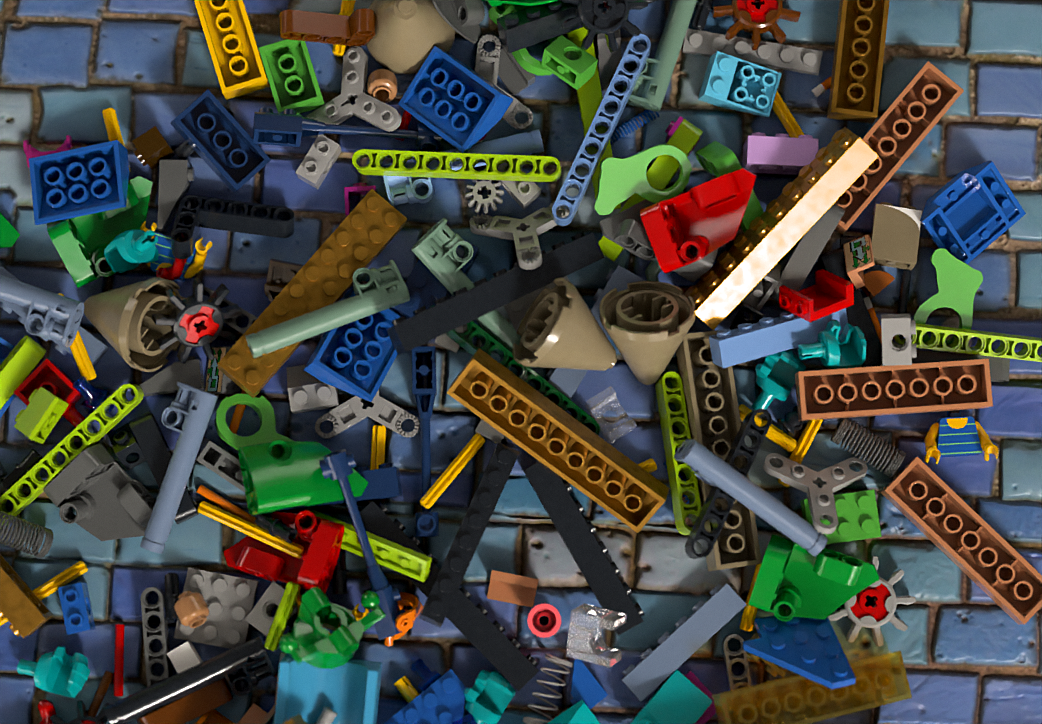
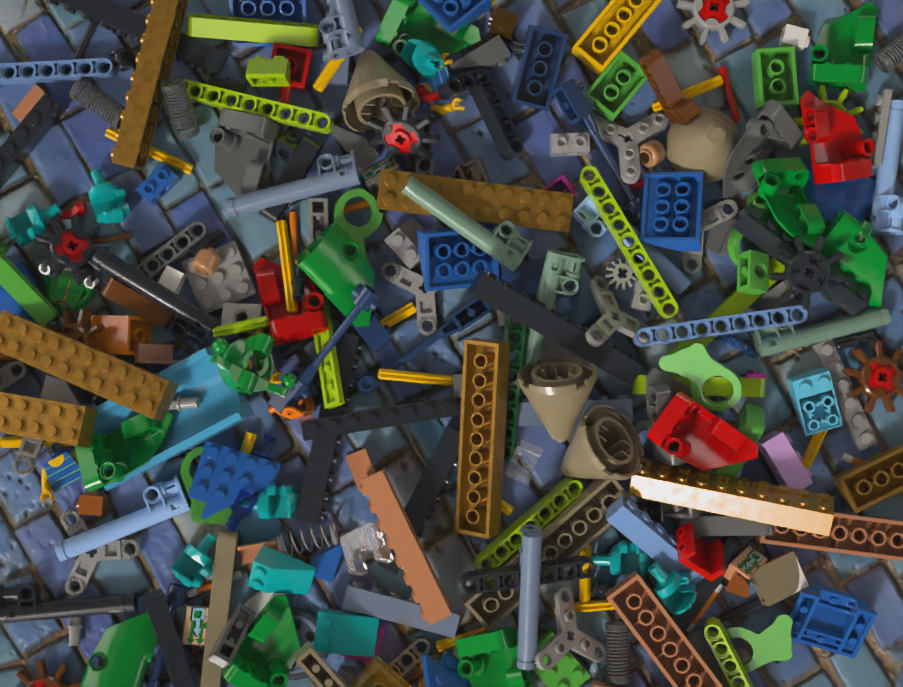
camera: 60 degrees right, 5 degrees up
(92, 396) = (306, 98): clear blue bracket -> none
(119, 660) = (143, 235): red bar -> none
(544, 630) = (349, 514): coral plant -> none
(619, 589) = (407, 547): none -> nougat brick
(893, 353) = (712, 619): light grey brick -> none

